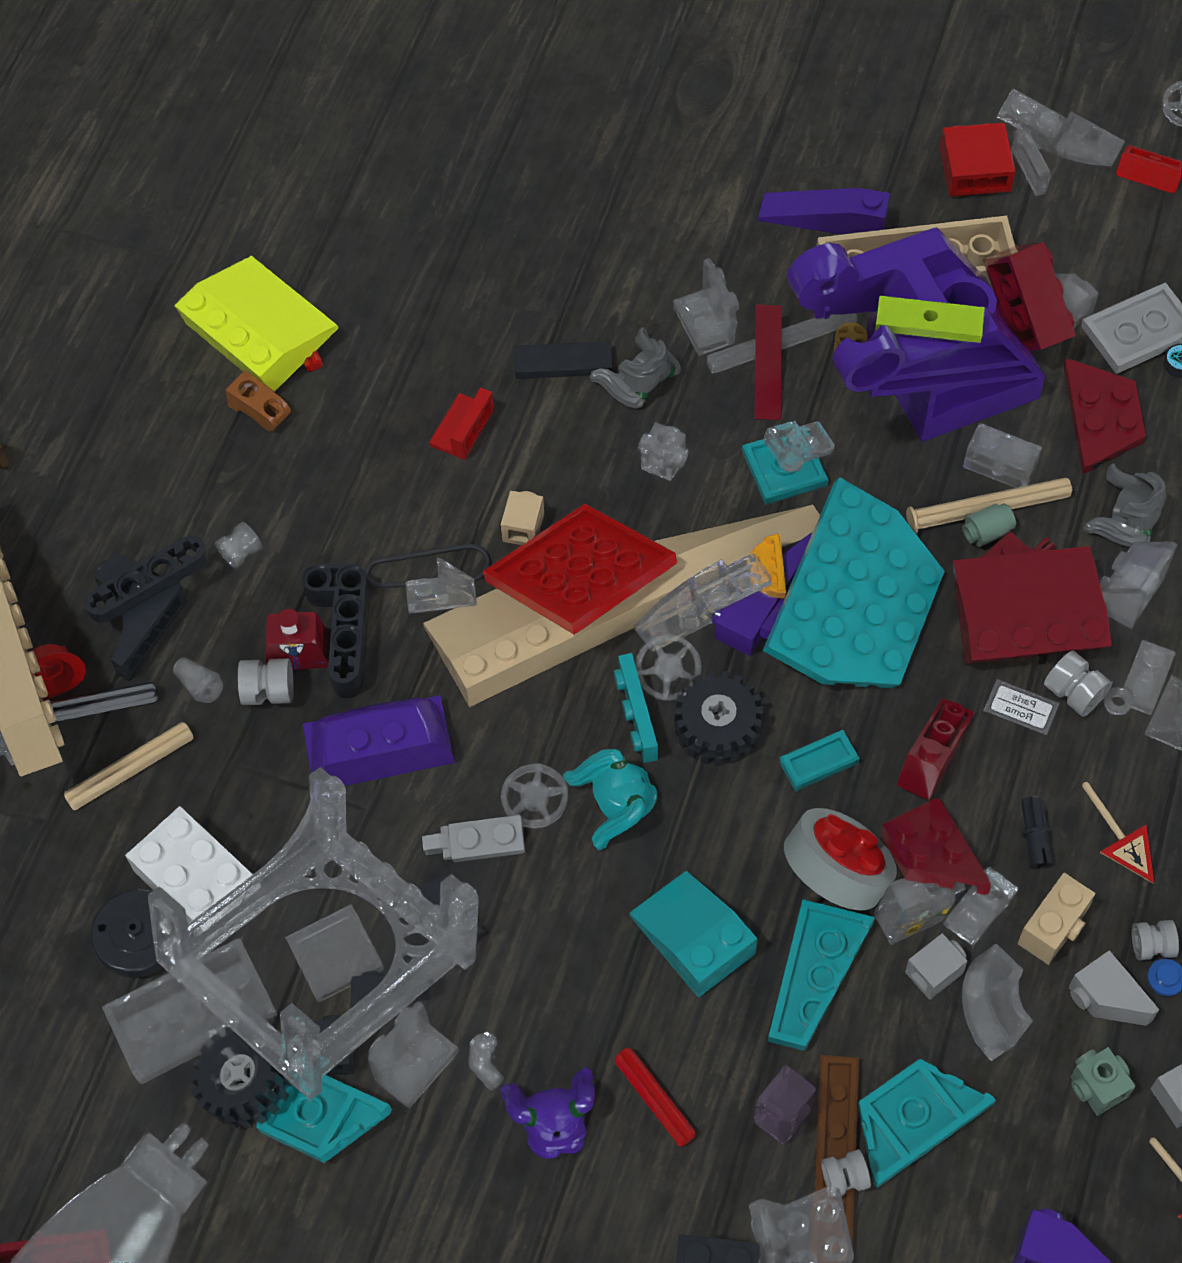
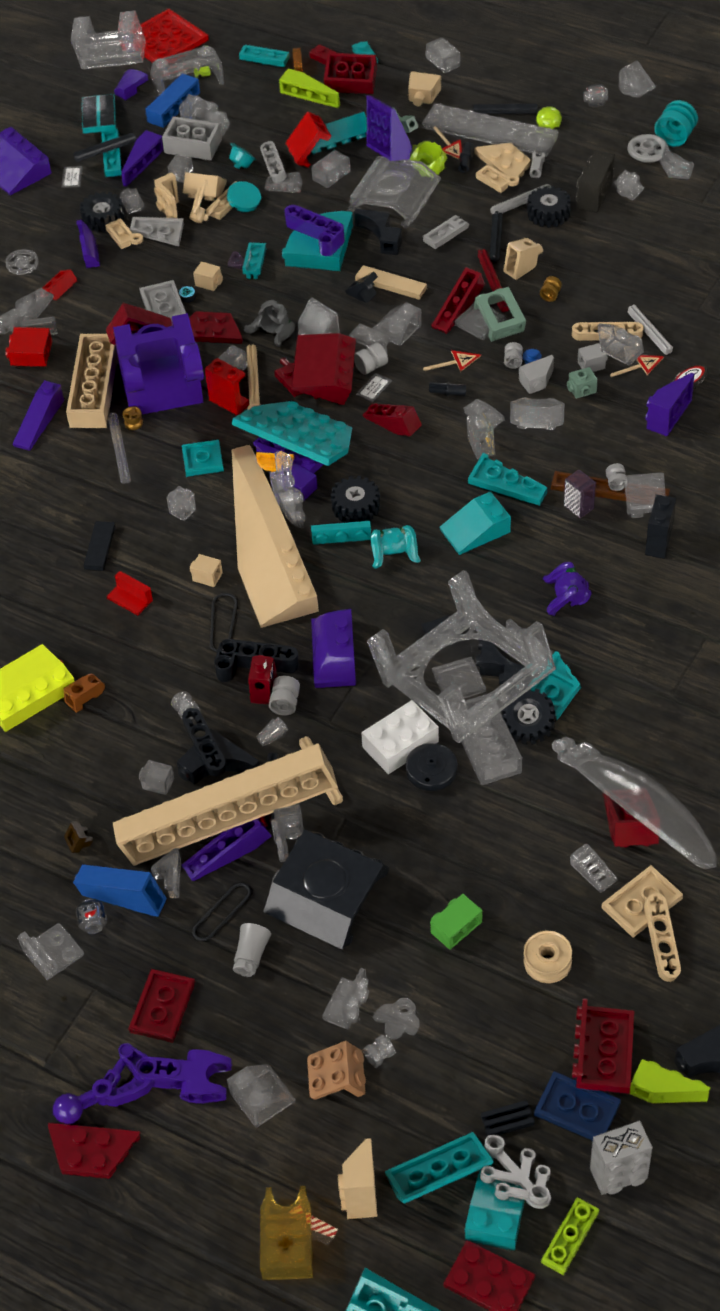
camera: 80 degrees left, 10 degrees down
(97, 534) = (156, 777): none -> clear brick
(448, 591) = (243, 614): clear slope -> none
(477, 839) = (404, 609): light grey hinge -> none
(480, 1057) = (528, 618): clear arm -> none
(535, 794) = (381, 585): clear wheel -> none
(580, 568) = (253, 538): red plate -> none
(641, 375) = (123, 506): dark grey hair -> none
(655, 1097) = (562, 552): red axle -> none
(667, 665) = (319, 516): clear wheel -> none
(709, 313) = (92, 470): clear bracket -> none
(768, 362) = (134, 453): dark red sticker -> none
(797, 444) = (199, 442): clear brick -> none
(819, 760) = (387, 466): teal tile -> none
(839, 859) = (454, 453): light grey wheel -> none
(914, 1116) = (587, 452): teal wing -> none
(931, 319) = (176, 333): lime tile -> none
(932, 459) = (224, 386): none -> red panel
(933, 849) = (455, 418): dark red wing -> none
(936, 965) = (513, 434): light grey brick -> none
(988, 524) = (267, 378): sand green brick -> none
(1057, 919) = (496, 386): tan brick -> none

